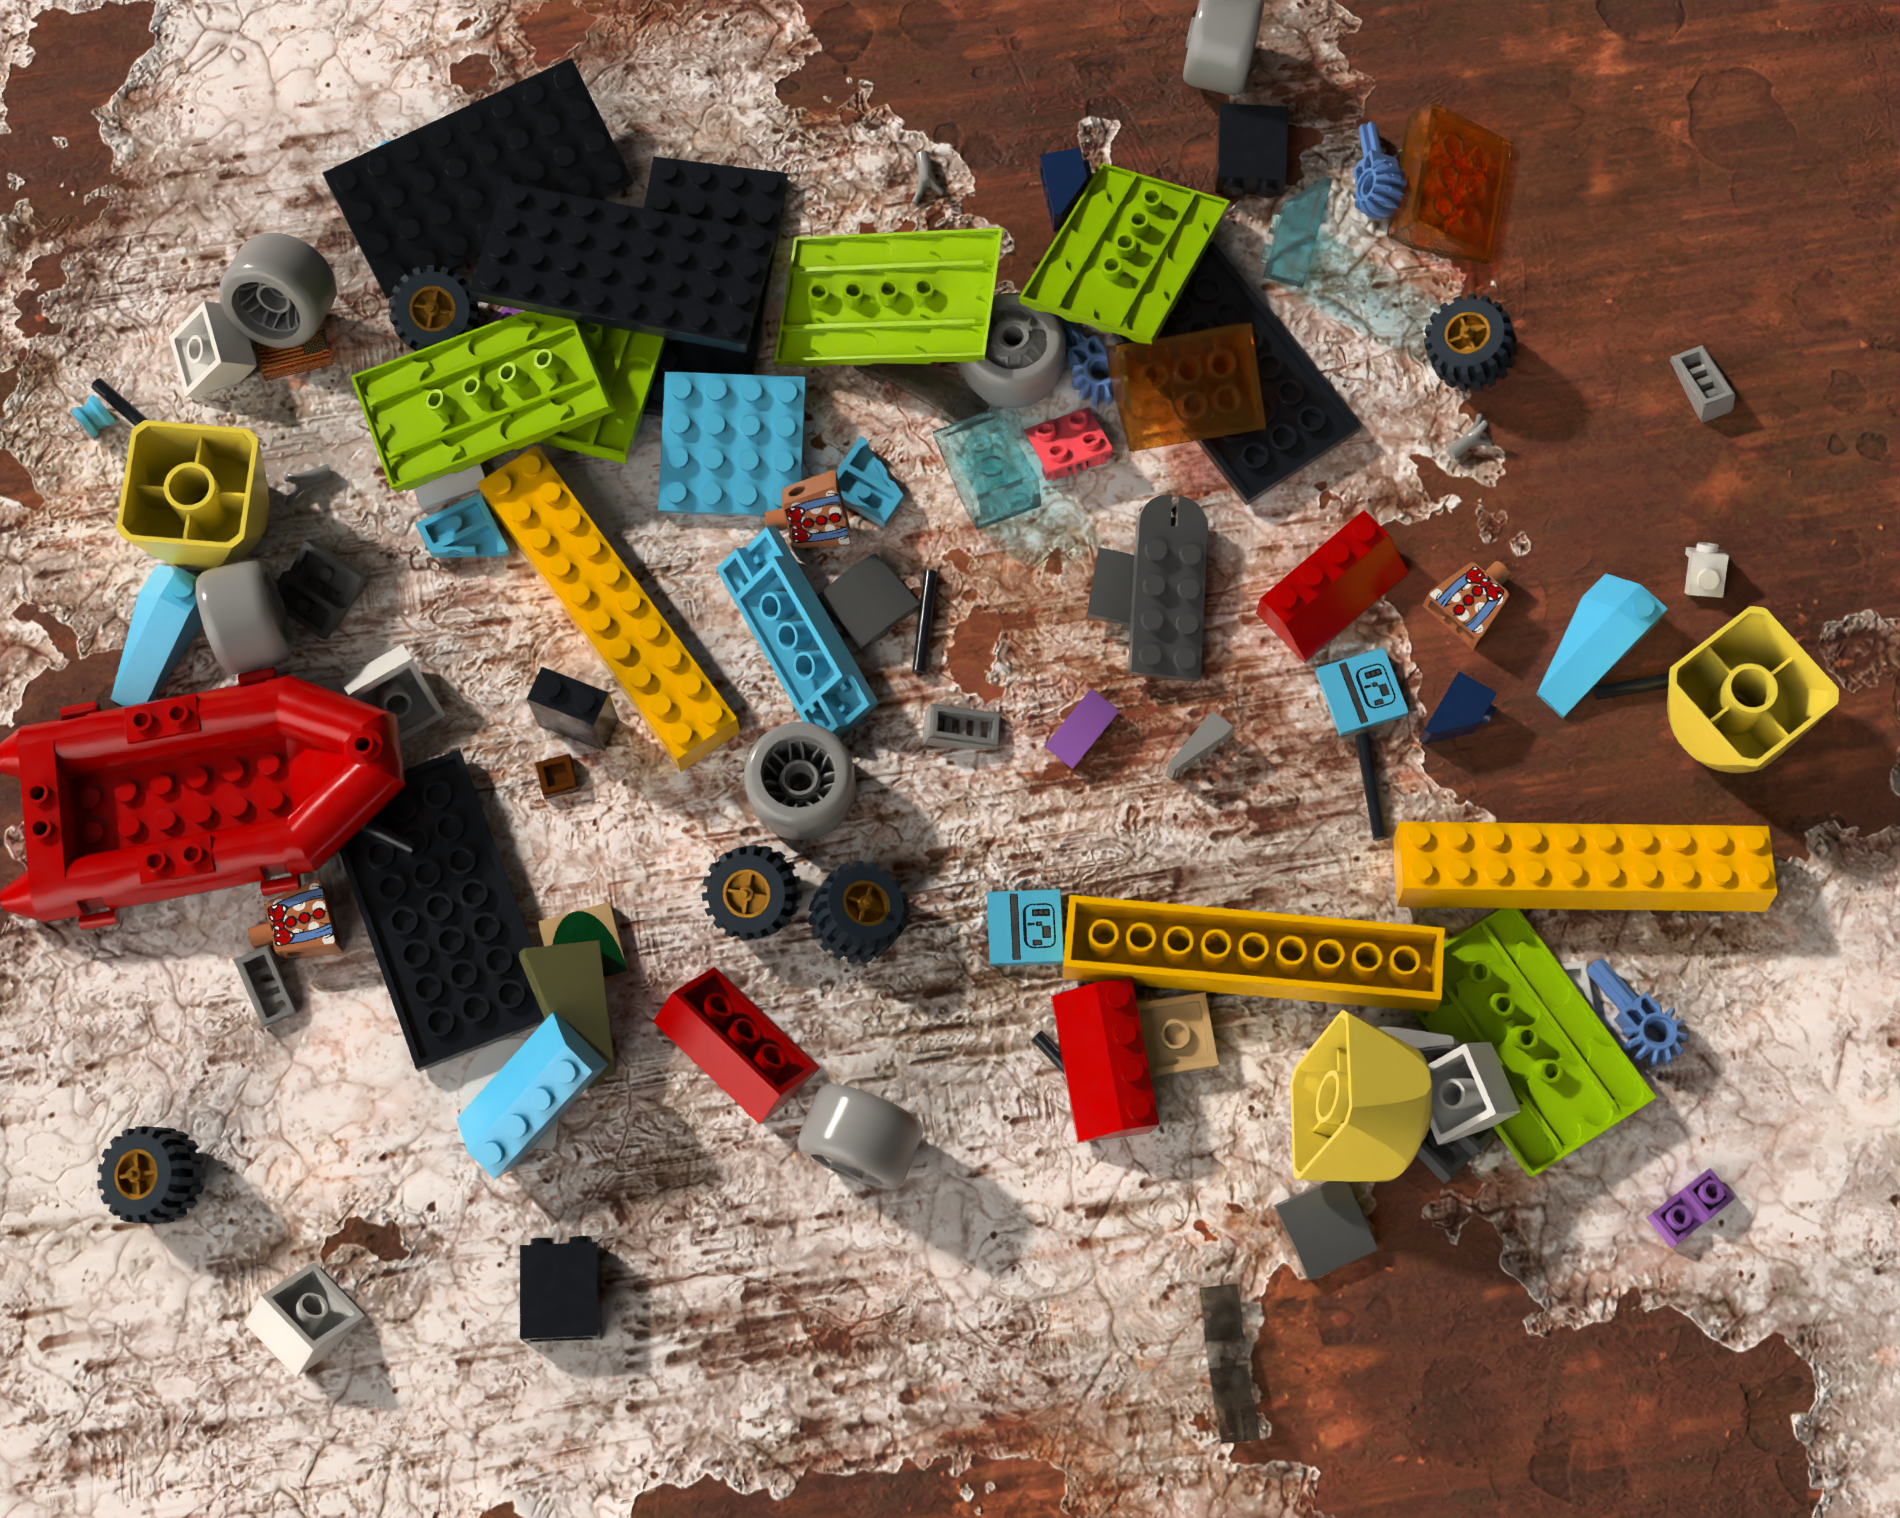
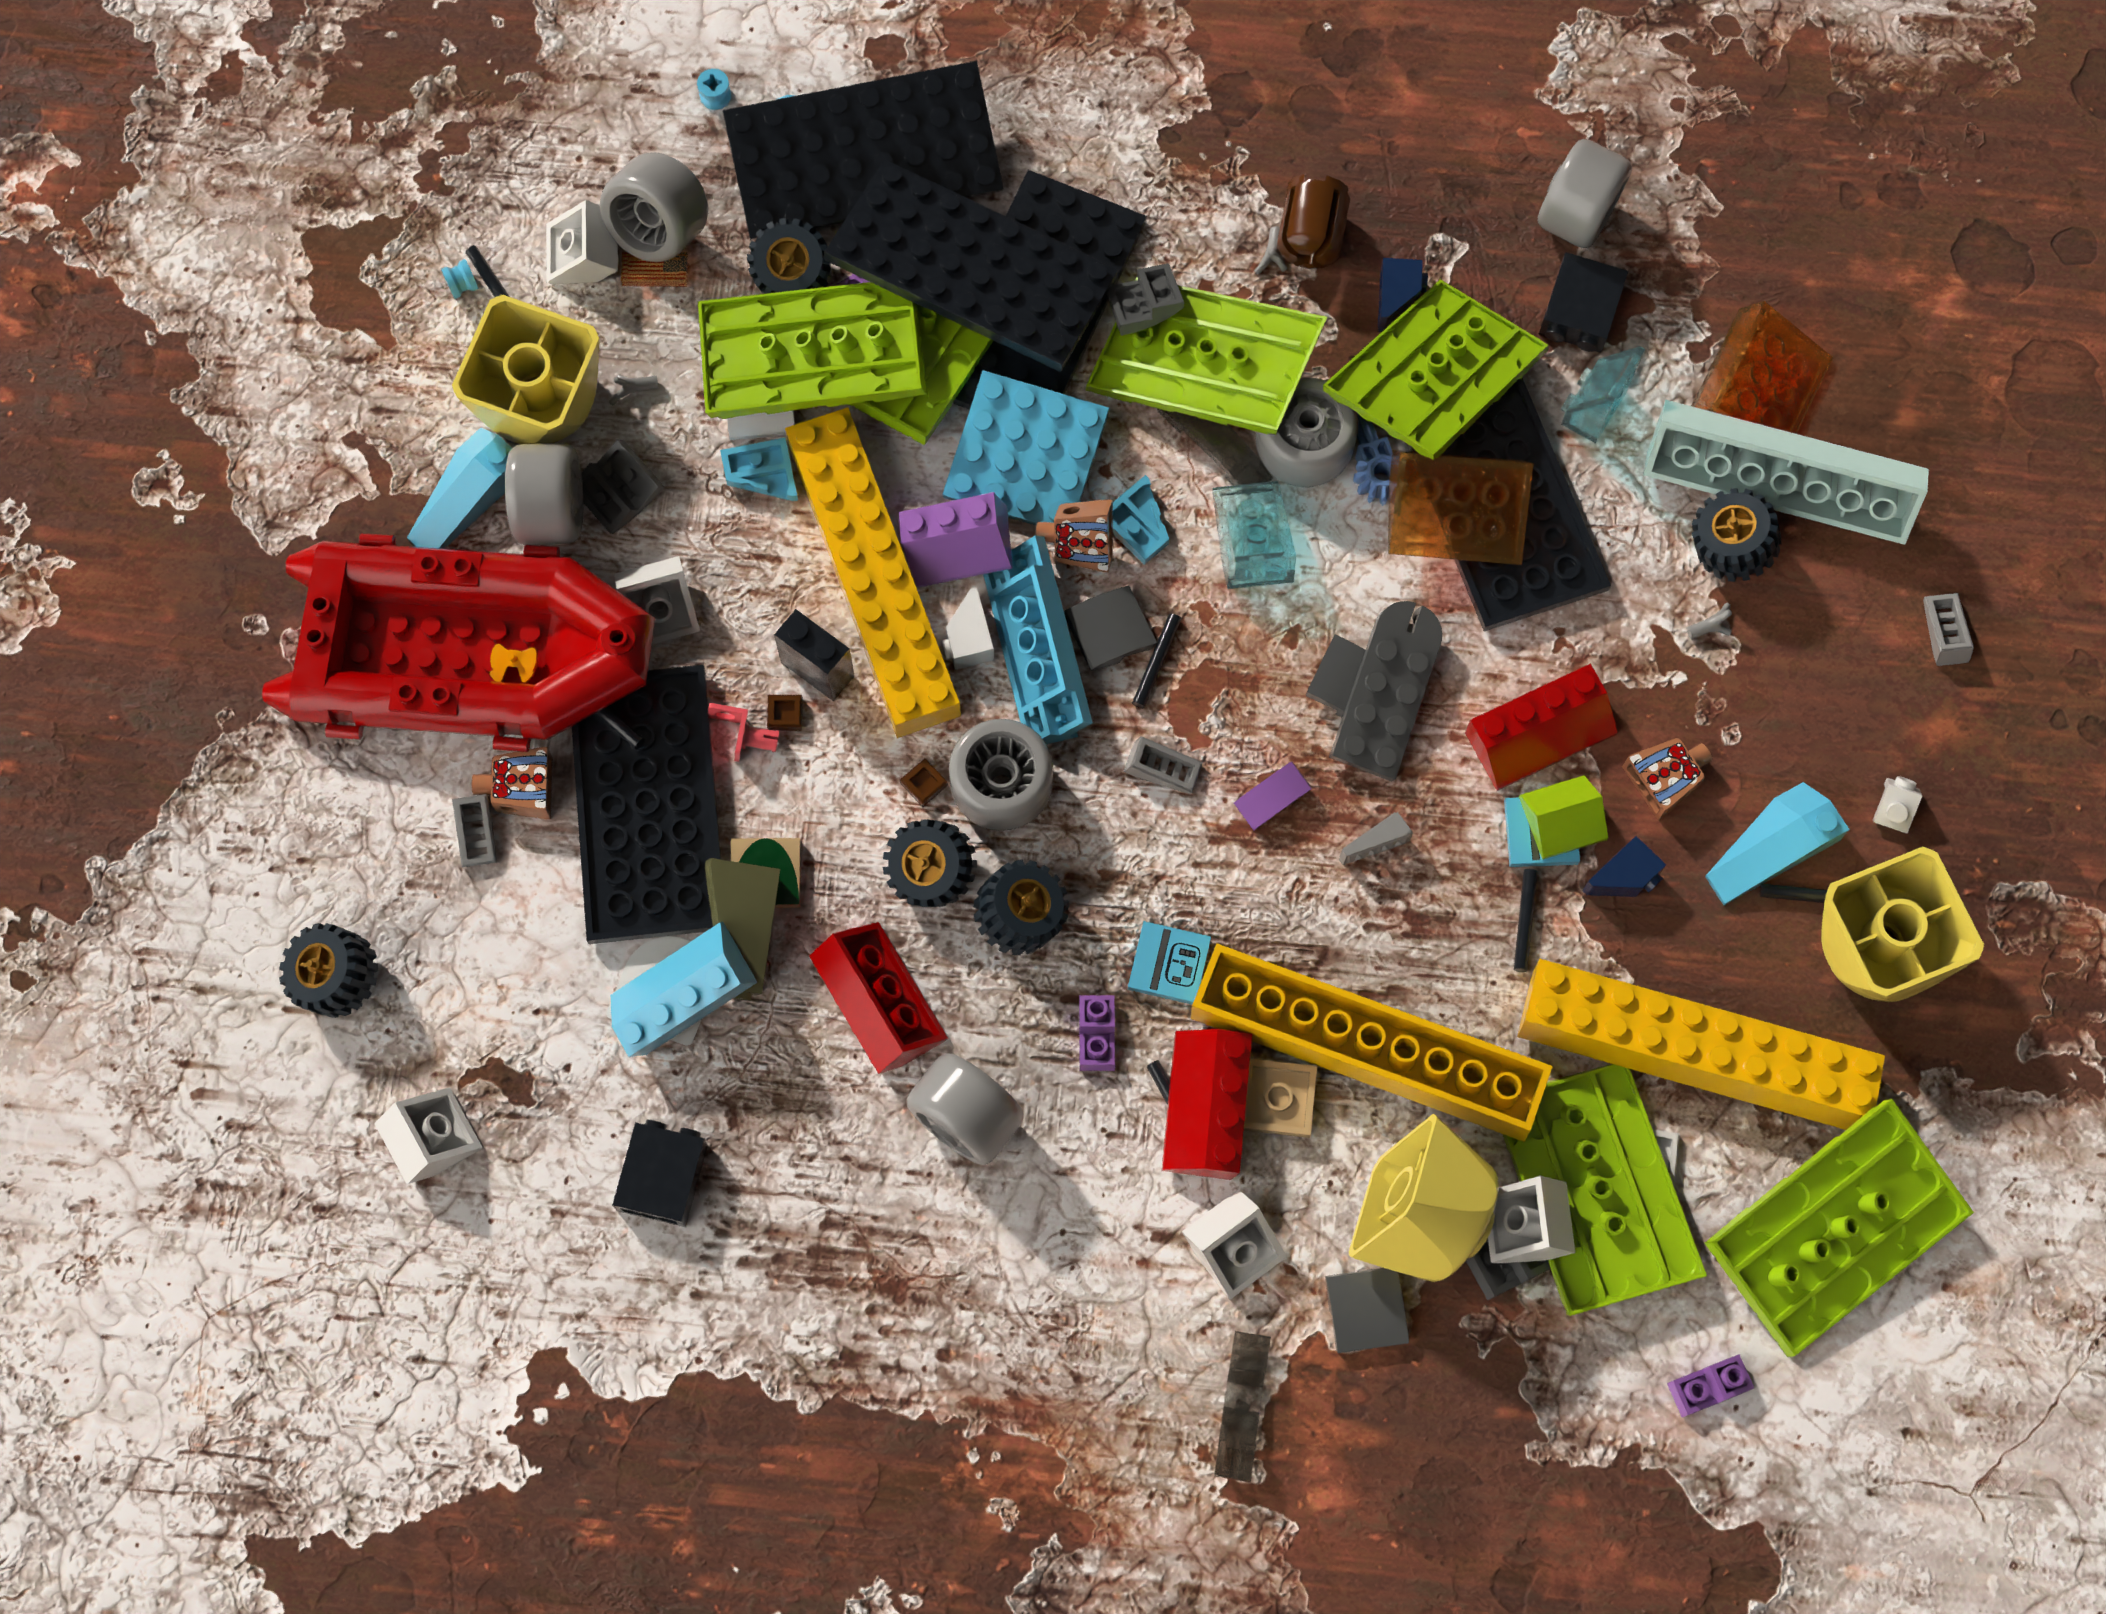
camera: 15 degrees right, 0 degrees up
(271, 795) = (525, 661): none -> light orange piece
(313, 159) = (719, 95): none -> medium azure wheel
(525, 809) = (747, 734): none -> coral bracket
(686, 551) = (956, 539): none -> medium lavender slope
(721, 810) = (923, 782): none -> reddish brown tile
(725, 645) = (968, 634): none -> white slope
(811, 258) = (1145, 300): none -> dark grey slope
(959, 136) = (1313, 221): none -> reddish brown cylinder
(971, 1020) = (1096, 1033): none -> medium lavender slope
(1069, 442) = (1335, 530): coral hinge -> none
(1173, 1197) = (1234, 1243): none -> white slope
(1377, 177) = (1693, 358): medium blue gear -> none
(1382, 670) = (1565, 816): none -> lime slope
(1428, 1043) = (1505, 1166): light grey slope -> none
(1509, 264) = (1789, 470): none -> light aqua brick
(1638, 1015) = (1710, 1193): medium blue gear -> none
(1773, 1012) = (1839, 1227): none -> lime piece

